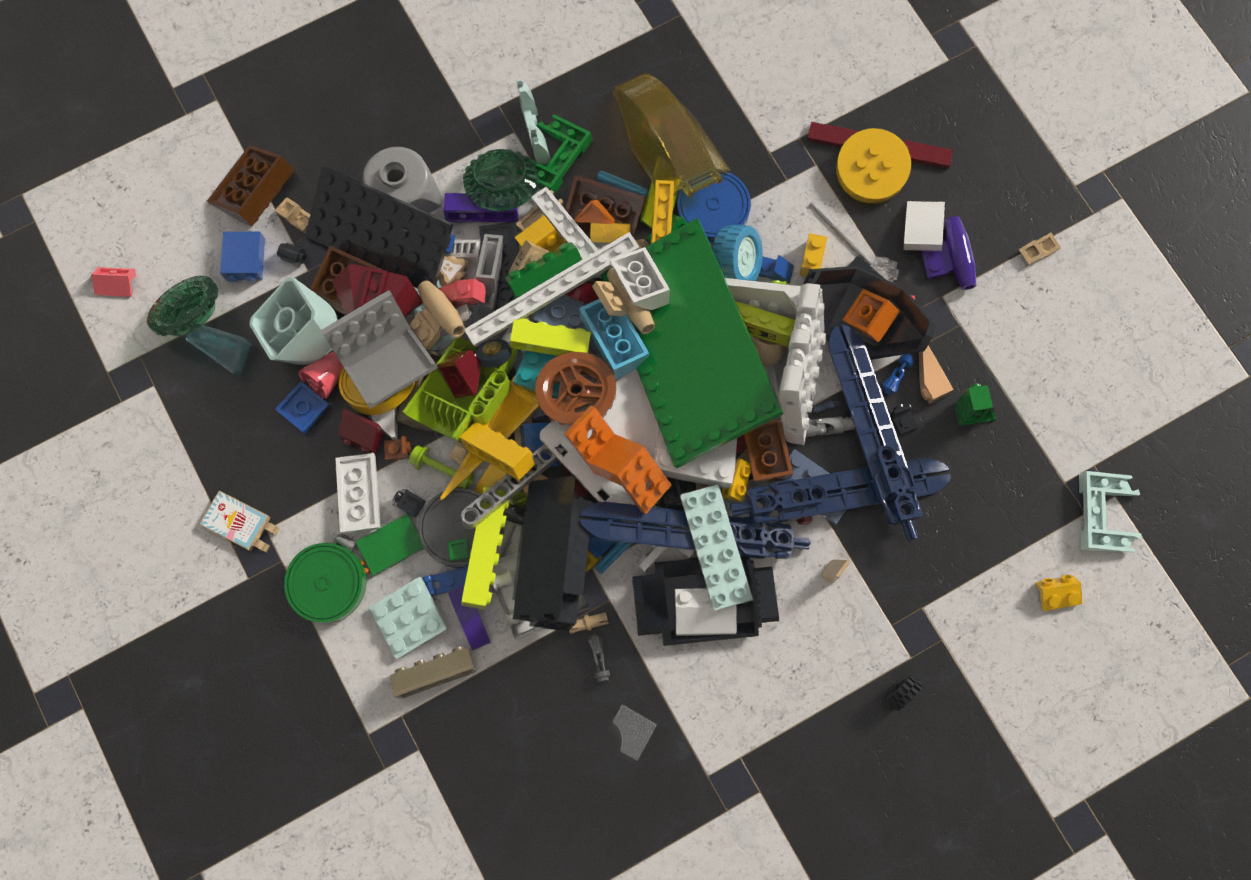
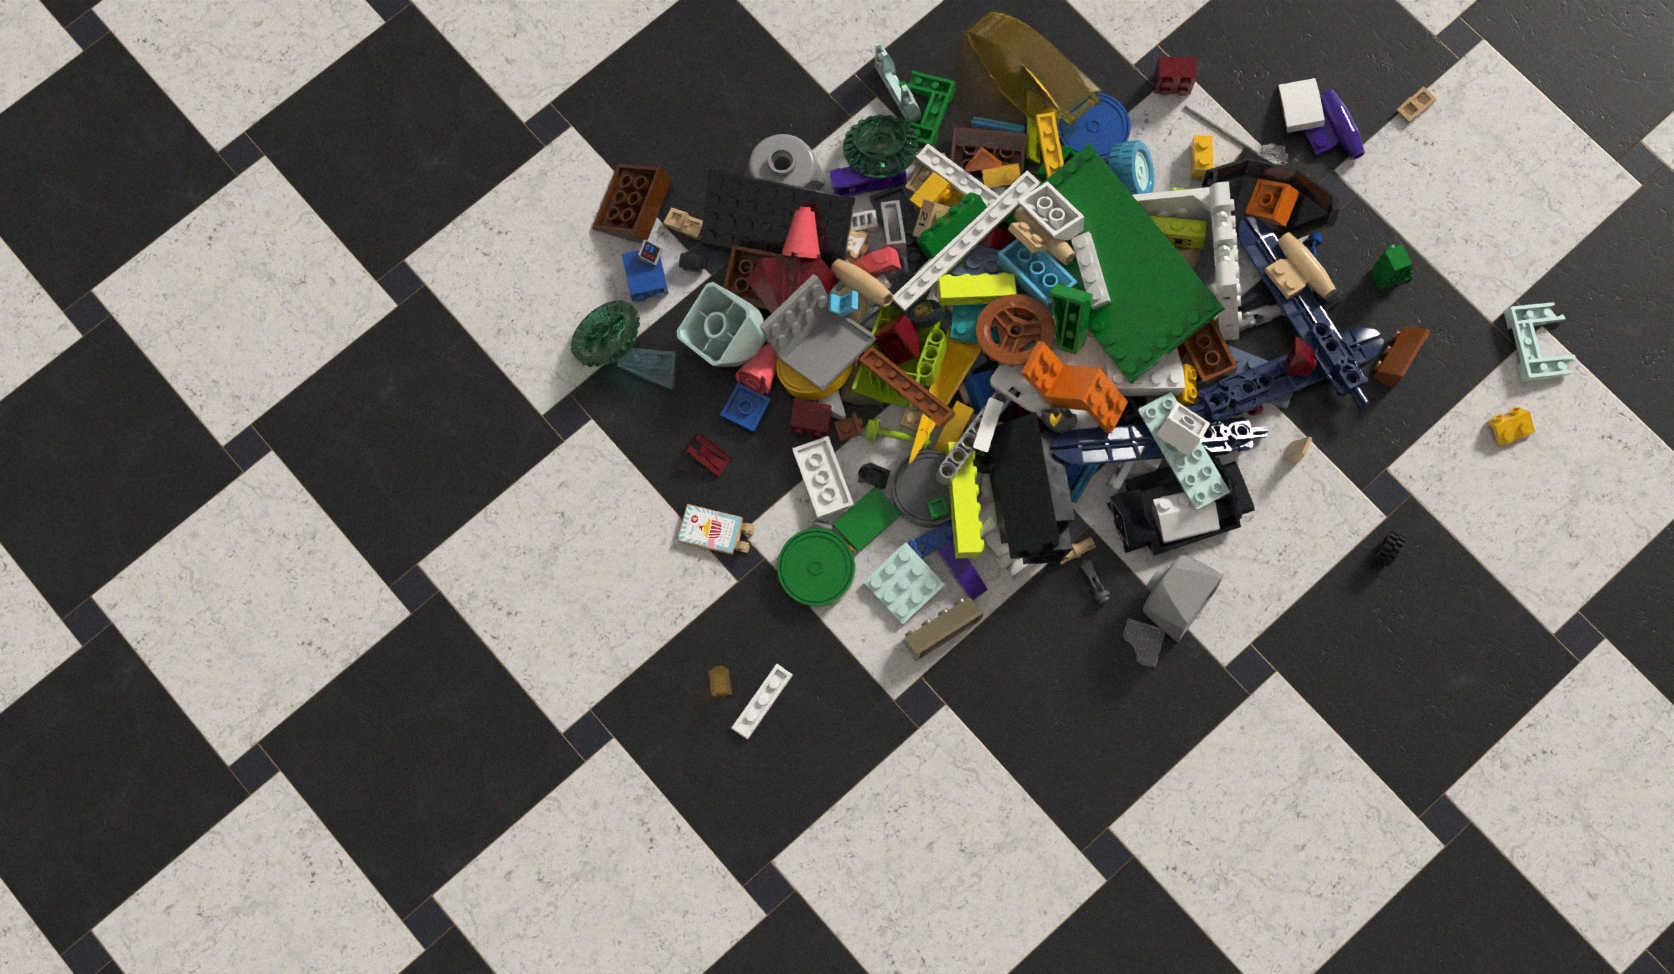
camera: 10 degrees left, 0 degrees up
(113, 281) = (523, 326): coral panel -> none
(199, 676) = (720, 681): none -> clear yellow brick
(236, 706) = (762, 701): none -> white tile
(248, 236) = (649, 253): none -> slope
(263, 457) = (716, 461): none -> dark red piece
(394, 250) = (802, 235): none -> coral cone
(416, 326) = (843, 304): none -> medium azure bracket
(453, 423) = (907, 387): none -> dark orange plate
(497, 450) = (967, 406): yellow brick -> none
(520, 486) = (988, 424): none -> white sticker
(595, 488) = (1058, 420): none -> dark grey hair
(633, 387) = (1071, 316): none -> green wedge
(665, 345) = (1090, 269): none -> white plate
(676, 693) = (1180, 594): none -> light grey piece
(718, 525) = (1183, 429): none -> white slope
(776, 269) = (1169, 177): blue slope -> none
(806, 171) = (1175, 75): none -> dark red brick
(859, 479) = (1300, 359): none -> dark red slope
(873, 165) = (1238, 57): yellow brick -> none
(879, 388) = (1298, 270): none -> tan plate
(918, 152) = (1239, 35): dark red tile -> none
(933, 380) = (1344, 250): light nougat slope -> none
(962, 496) = (1400, 355): none -> dark orange slope

